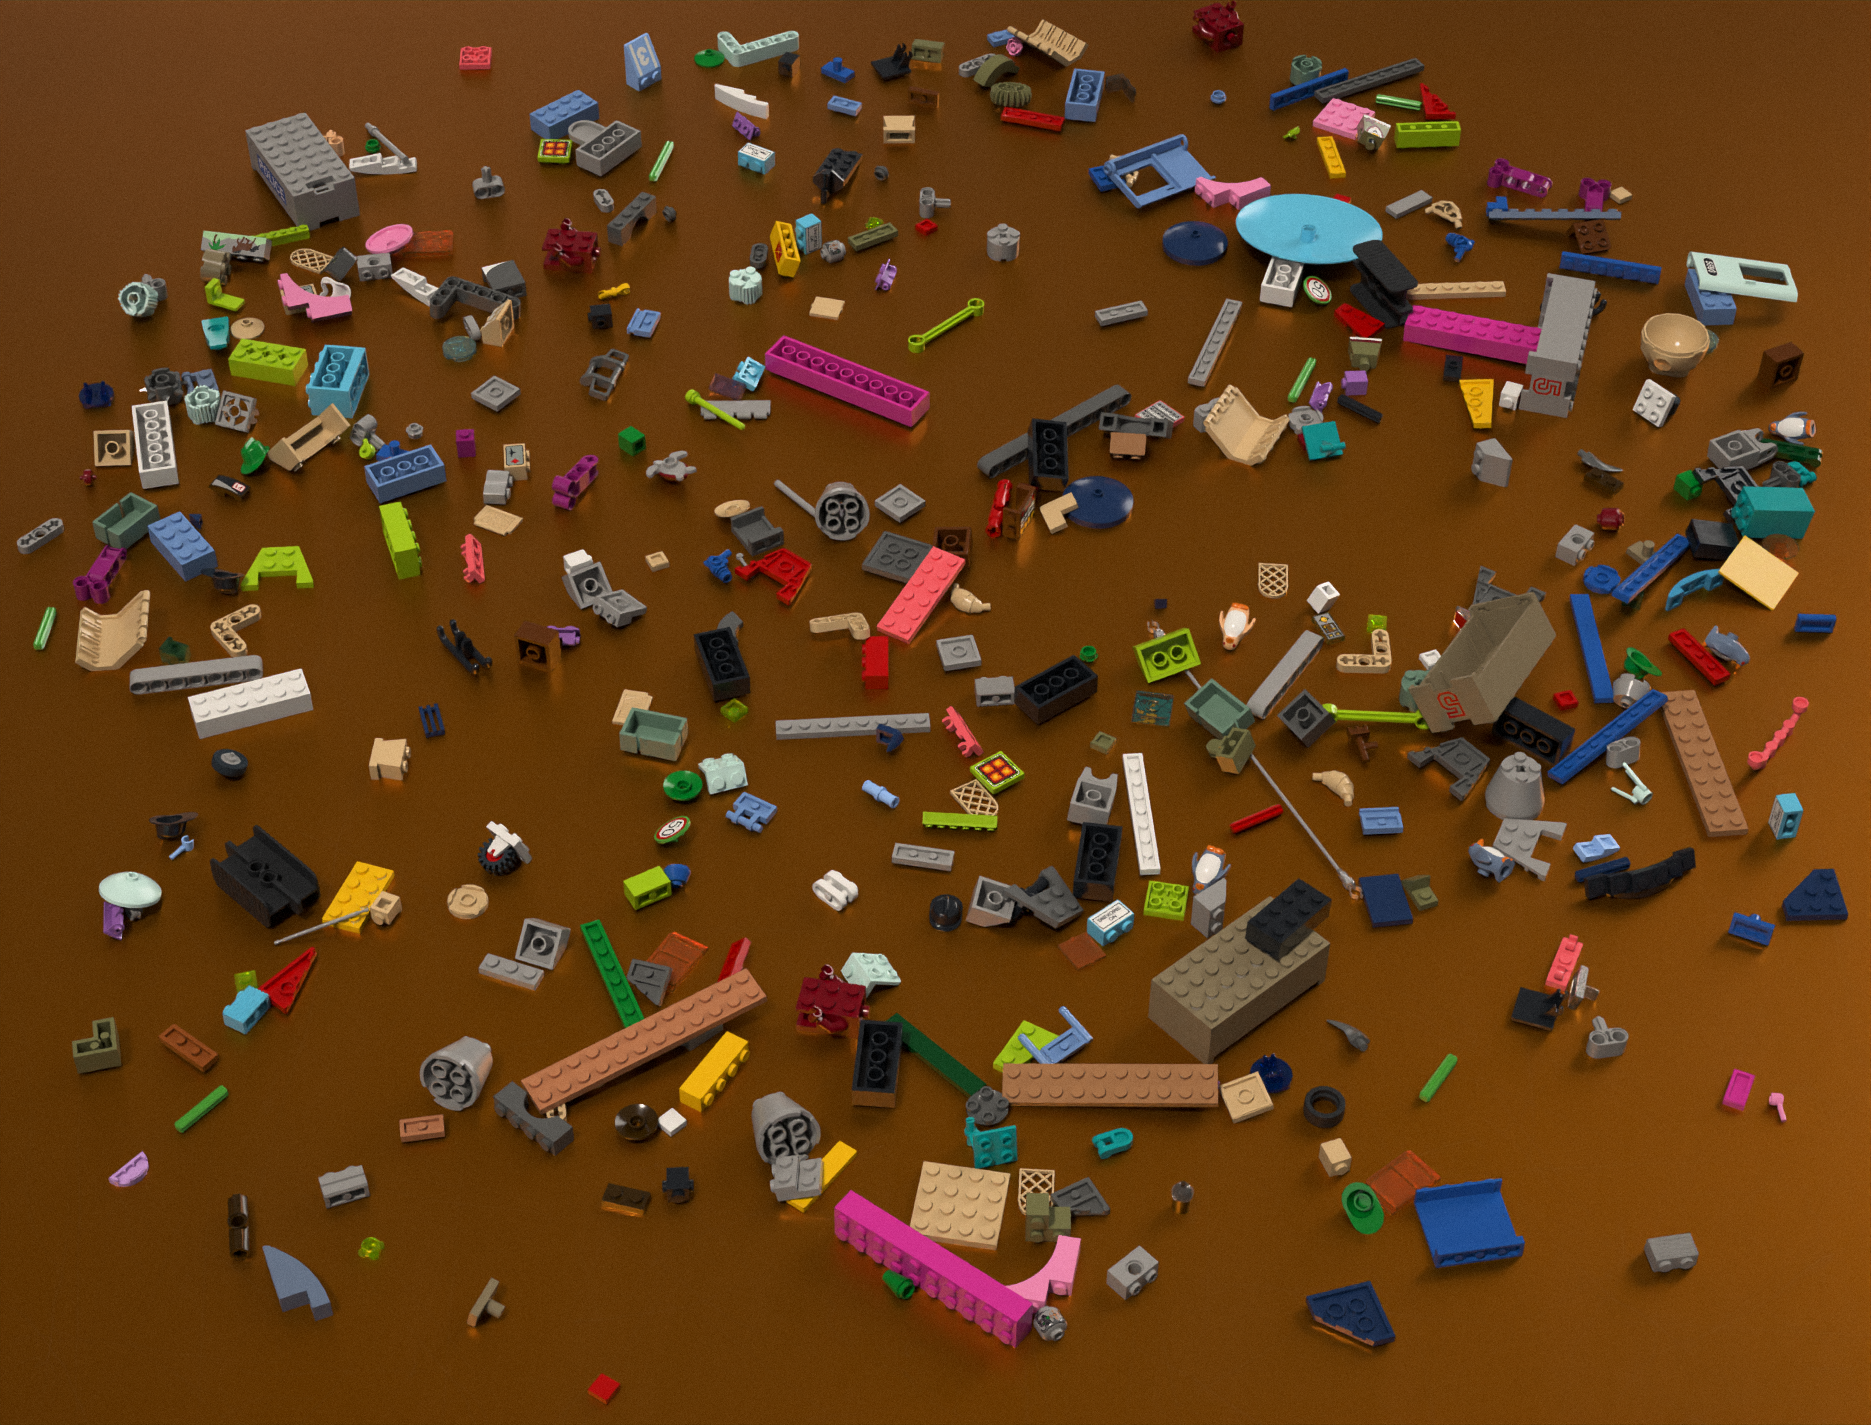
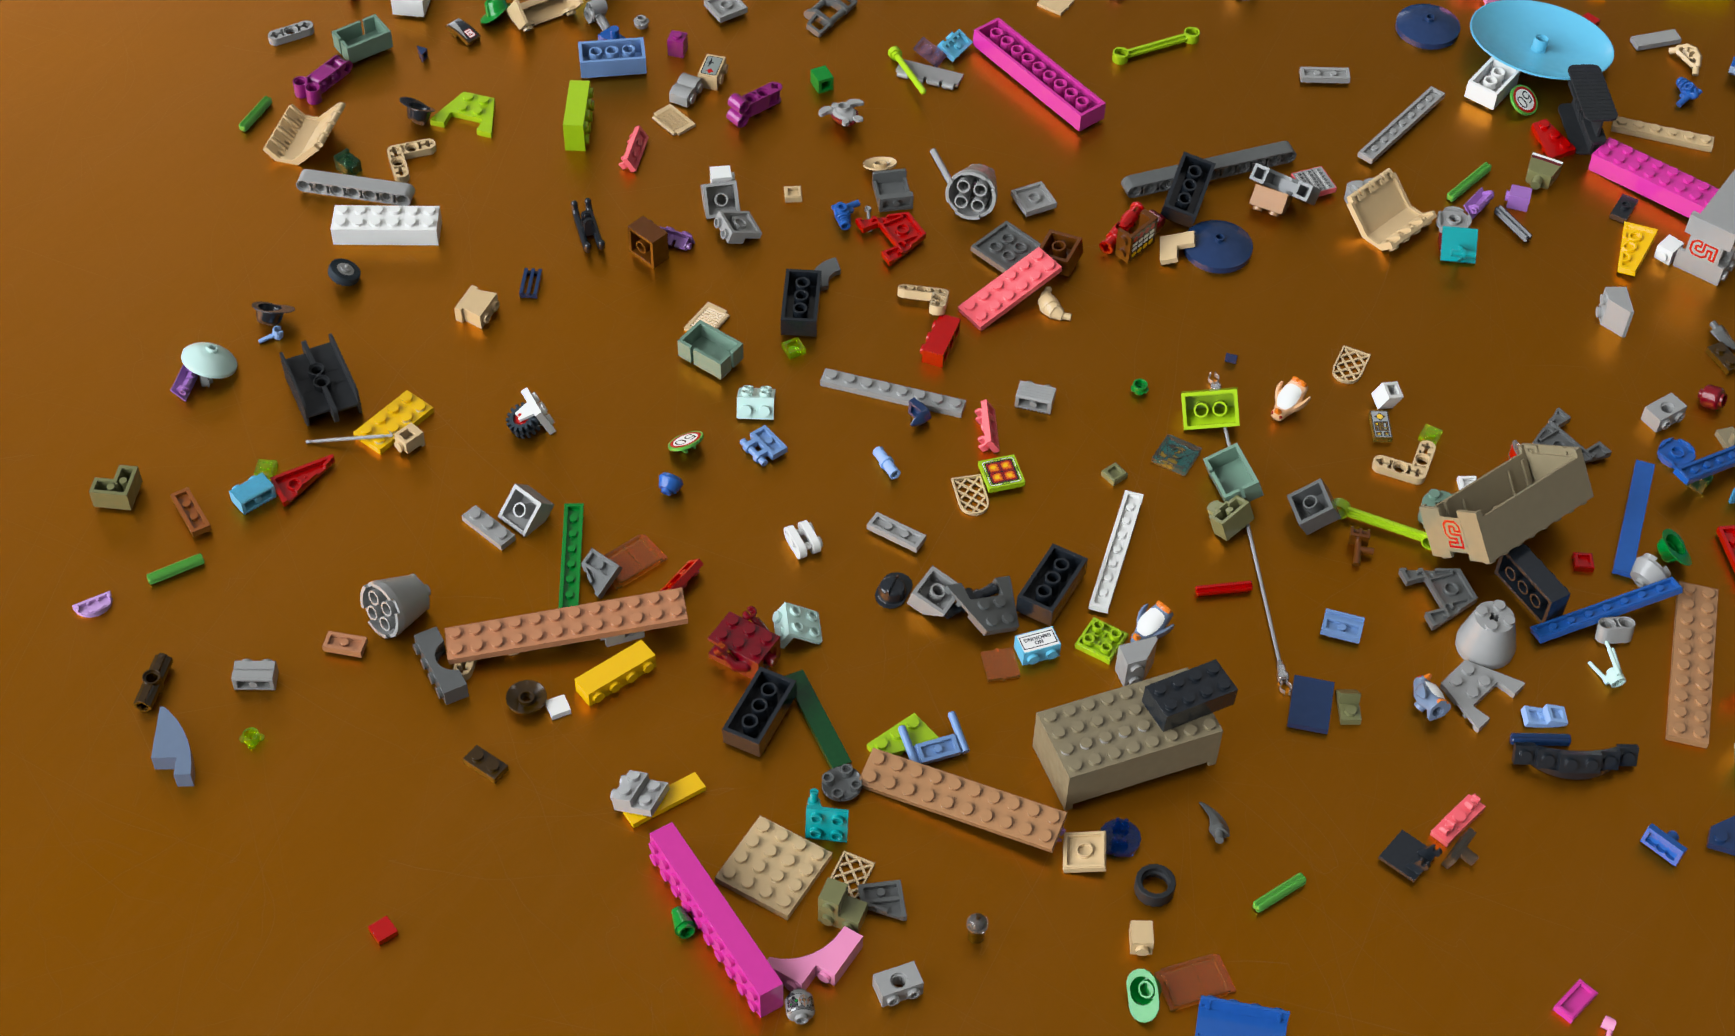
camera: 20 degrees right, 5 degrees up
(182, 545) = (398, 71): medium blue brick -> none
(367, 450) = (592, 28): lime piece -> none
(467, 901) = (482, 453): tan tile -> none
(486, 1304) = (320, 819): dark tan tile -> none
(647, 887) = (634, 487): lime brick -> none
(678, 1185) = (534, 766): black brick -> none
(682, 785) = (714, 403): green dish -> none
(783, 1128) = (645, 745): light grey cone -> none
(958, 652) = (1020, 352): light grey plate -> none
(960, 820) = (946, 508): lime piece -> none
(1055, 689) = (1091, 411): black brick -> none
(1092, 798) = (1076, 524): light grey brick -> none
(1120, 1139) = (948, 854): teal plate -> none
(1285, 674) = (1316, 458): light grey beam -> none
(1338, 783) = (1319, 578): tan piece -> none
(1605, 1041) = (1462, 909): light grey beam -> none

